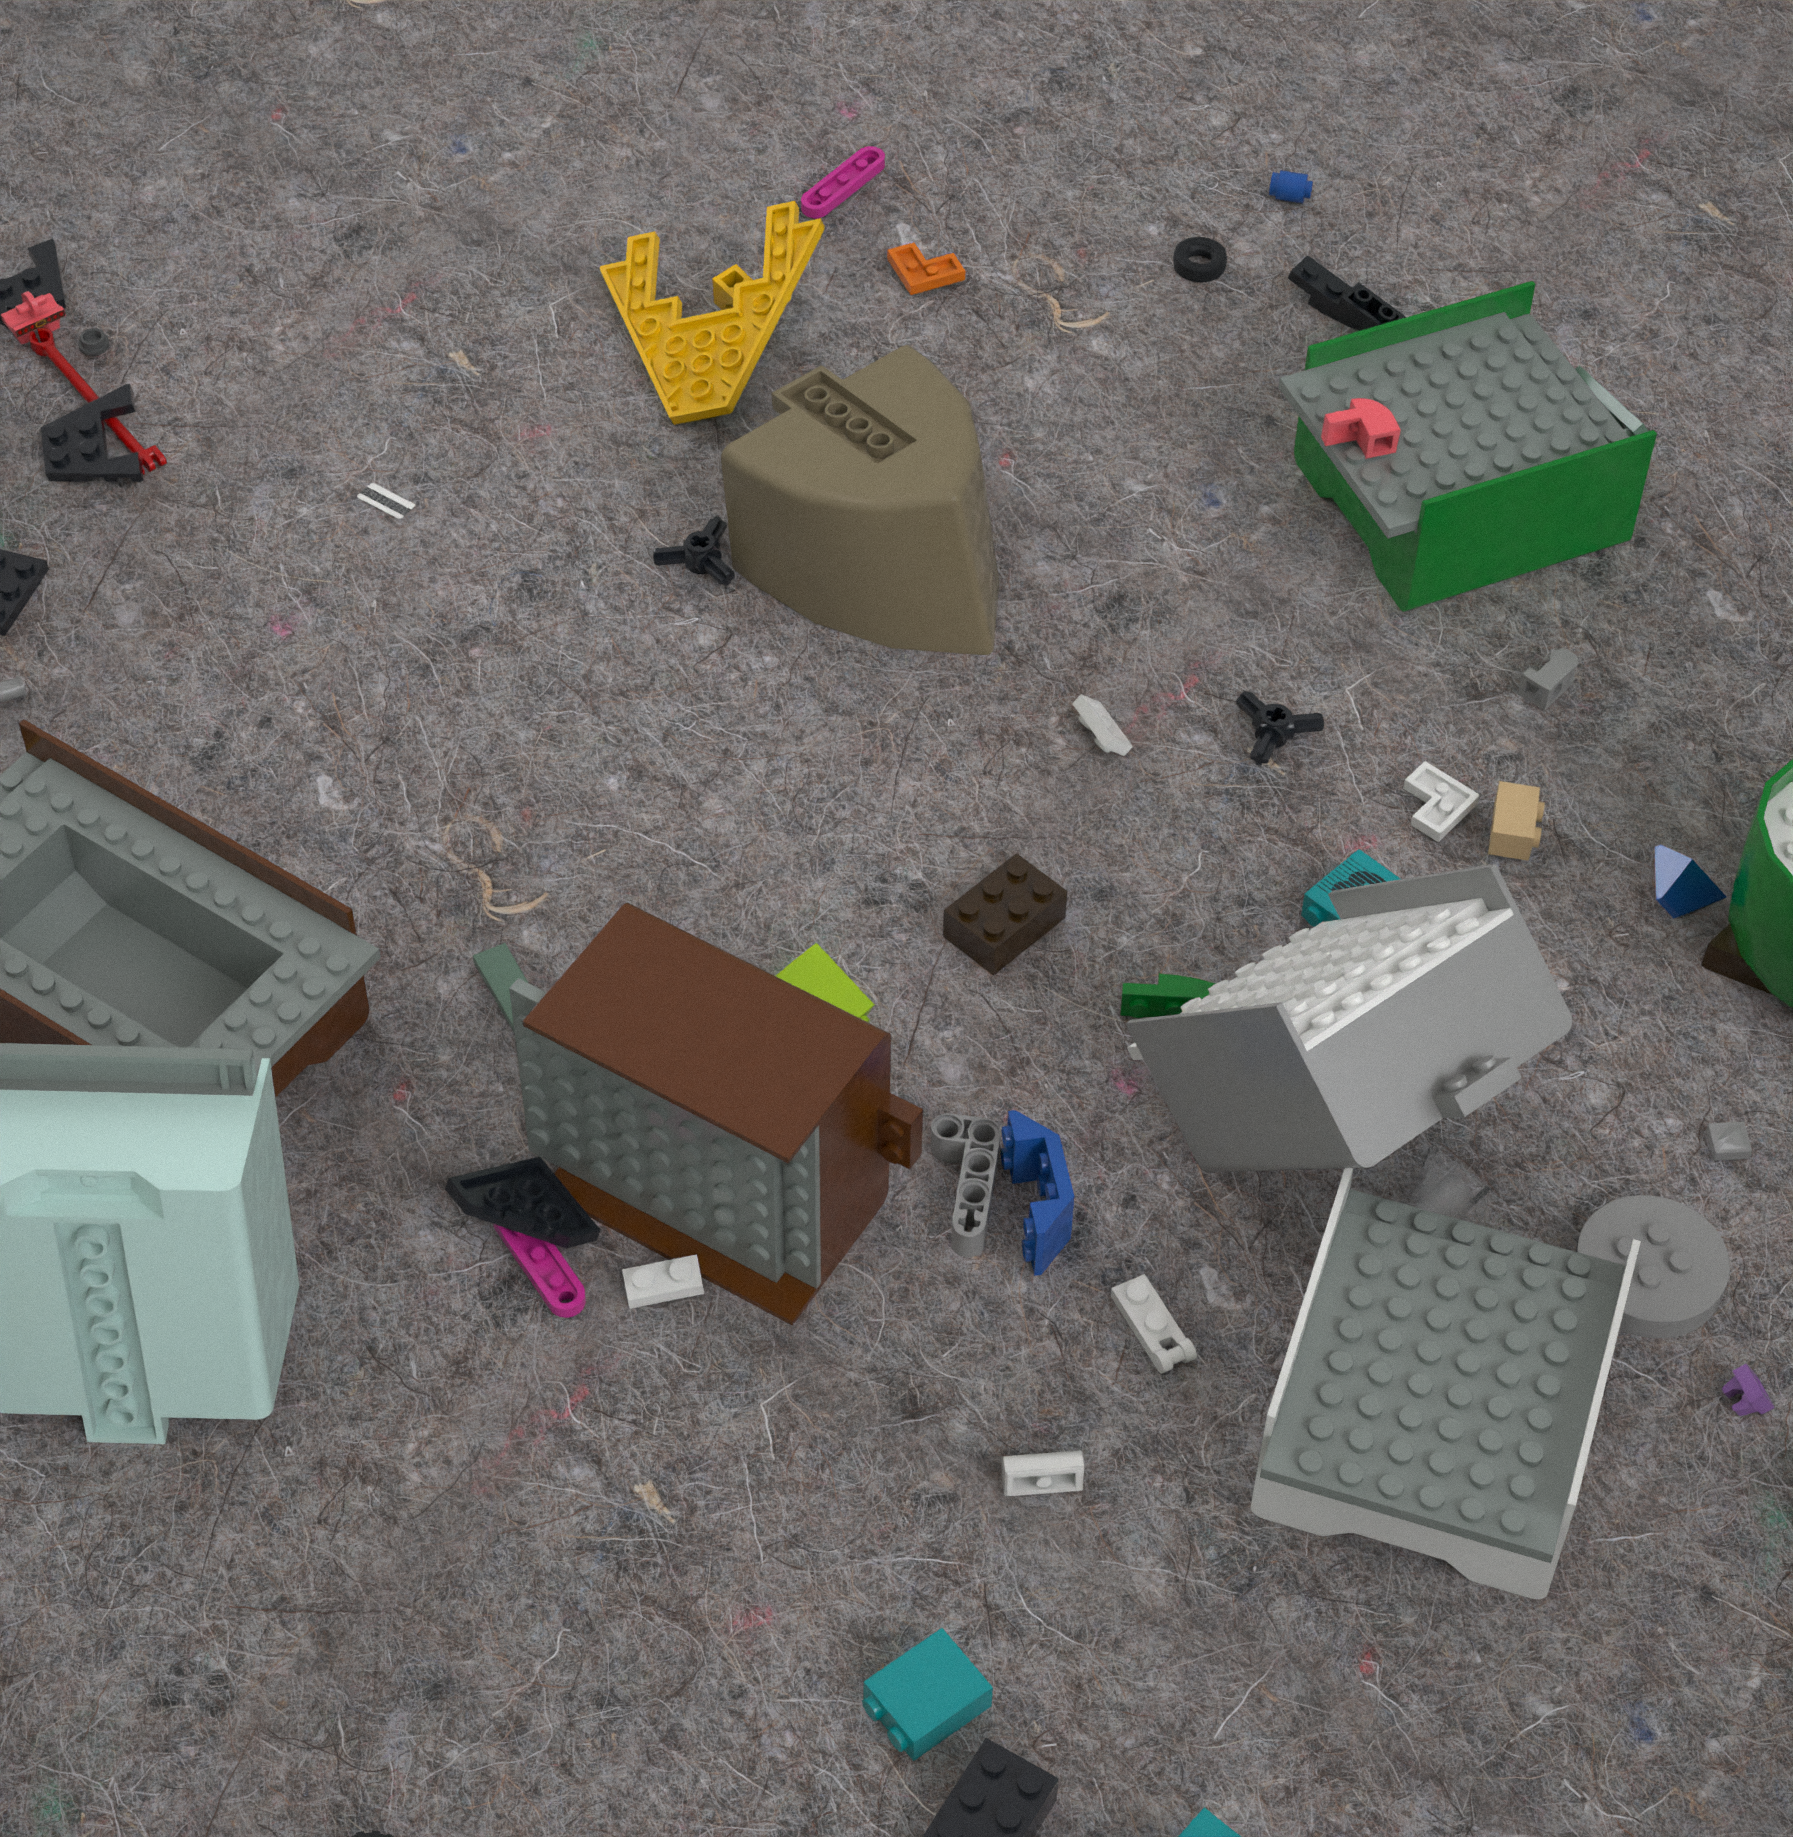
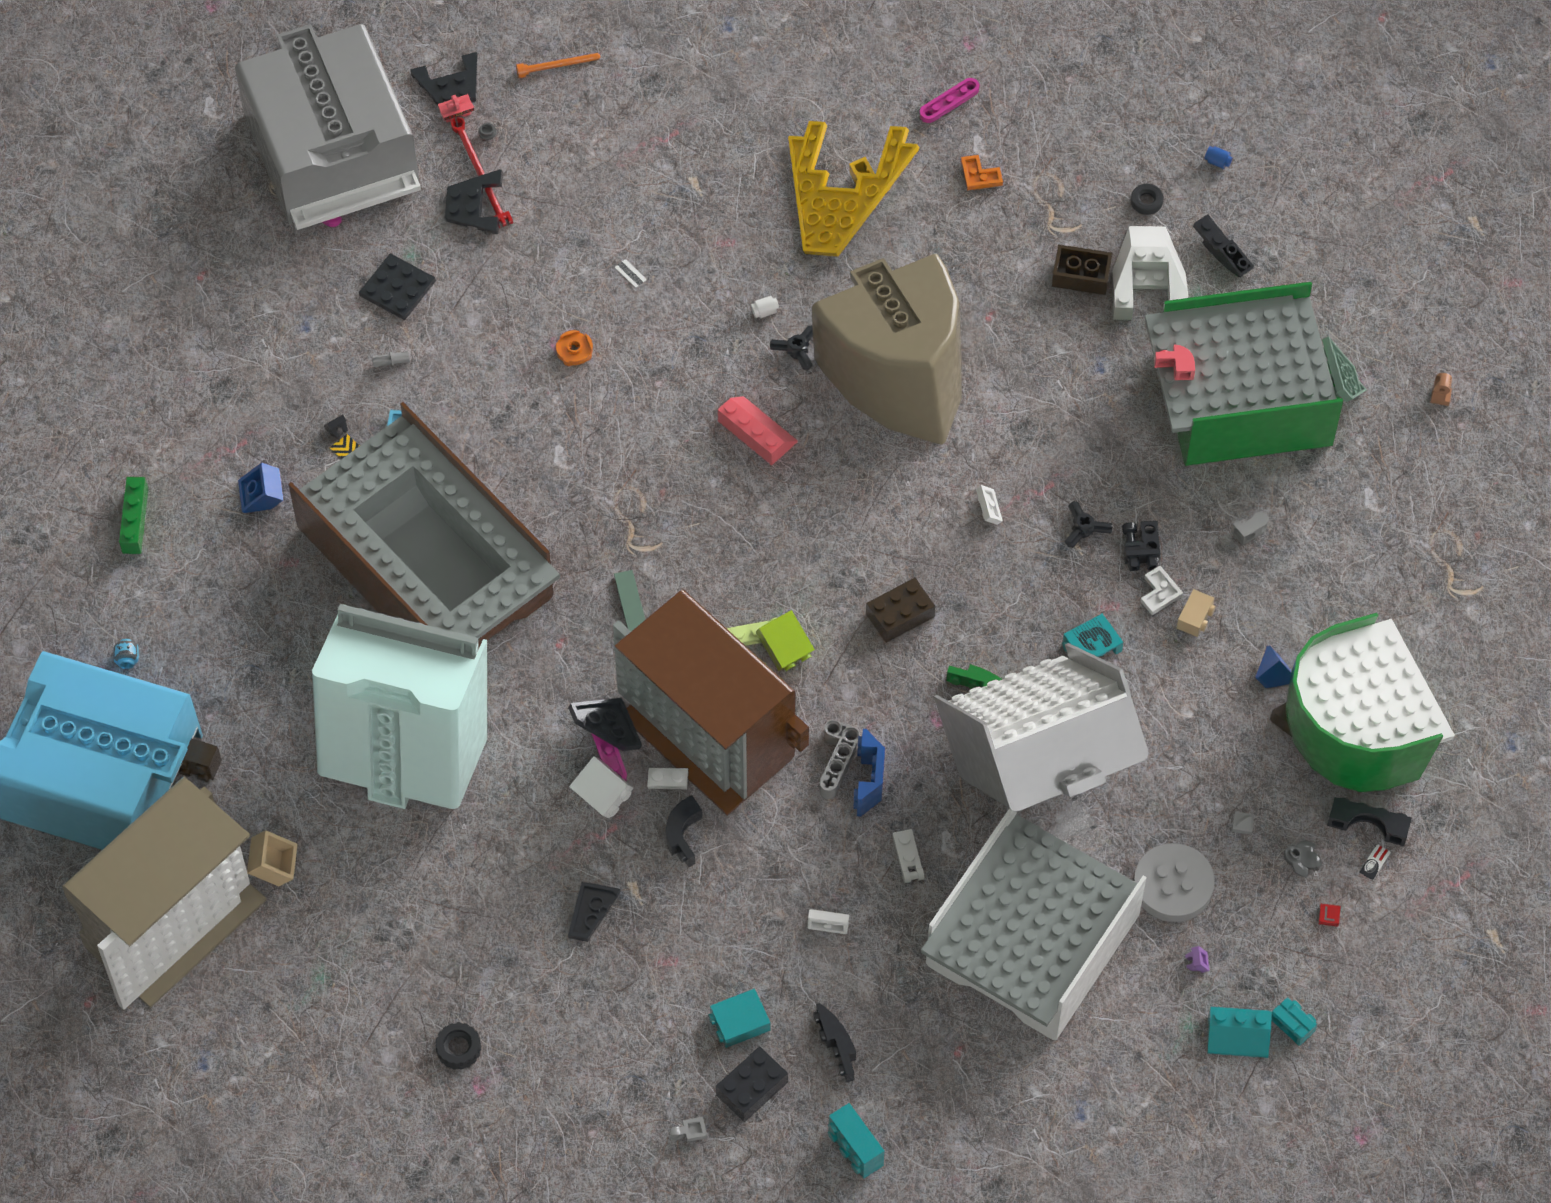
camera: 15 degrees right, 10 degrees up
(136, 251) = (523, 70): none -> orange piece
(315, 636) = (578, 356): none -> orange plate
(543, 1320) = (601, 787): none -> white brick
(576, 1550) = (590, 909): none -> black wing
(628, 506) = (764, 307): none -> white brick
(662, 687) = (755, 429): none -> coral slope
(708, 1343) = (679, 819): none -> black arch
(1127, 1685) = (837, 1037): none -> black slope
(1135, 364) = (1081, 269): none -> dark brown brick
(1229, 342) = (1146, 262): none -> white wedge
(1391, 741) = (1141, 551): none -> black hips
(1768, 427) = (1441, 389): none -> nougat leg

